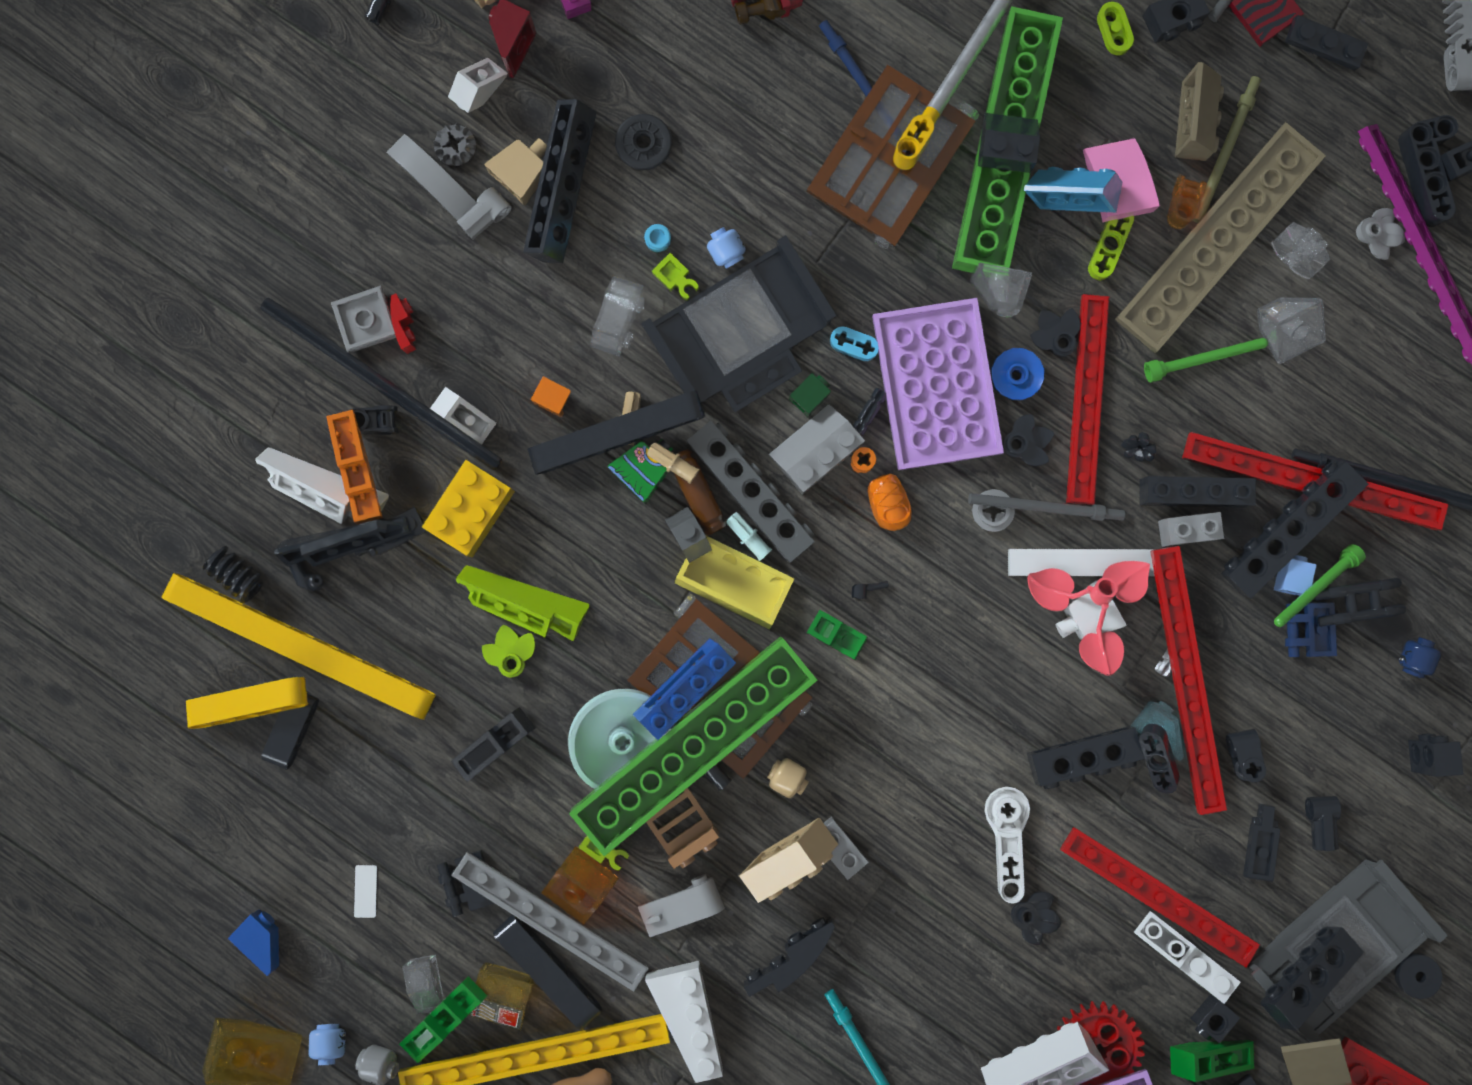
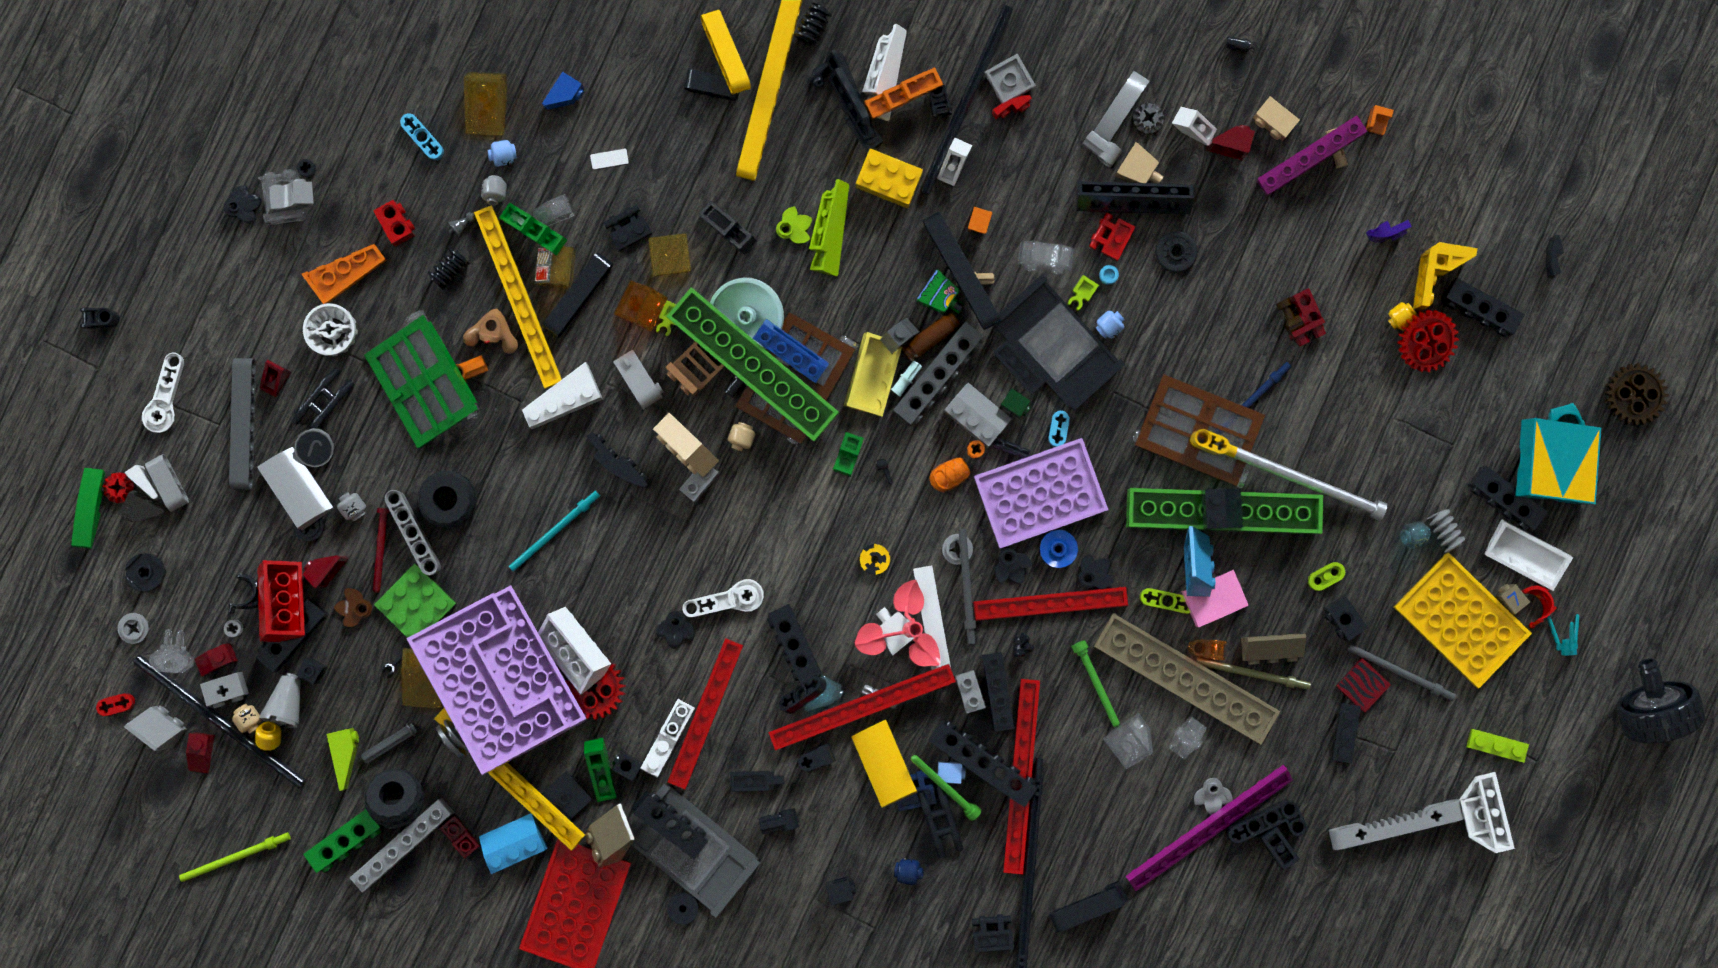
camera: 80 degrees right, 0 degrees up
(516, 831) = (669, 254): none -> clear yellow plate
(550, 921) = (612, 290): light grey tile -> none
(610, 215) = (1117, 239): none -> red plate
(672, 462) = (947, 314): tan axle -> none
(998, 629) = (868, 553): none -> yellow piece
(1001, 287) = (1117, 525): clear slope -> none
(1271, 663) = (884, 764): none -> yellow slope

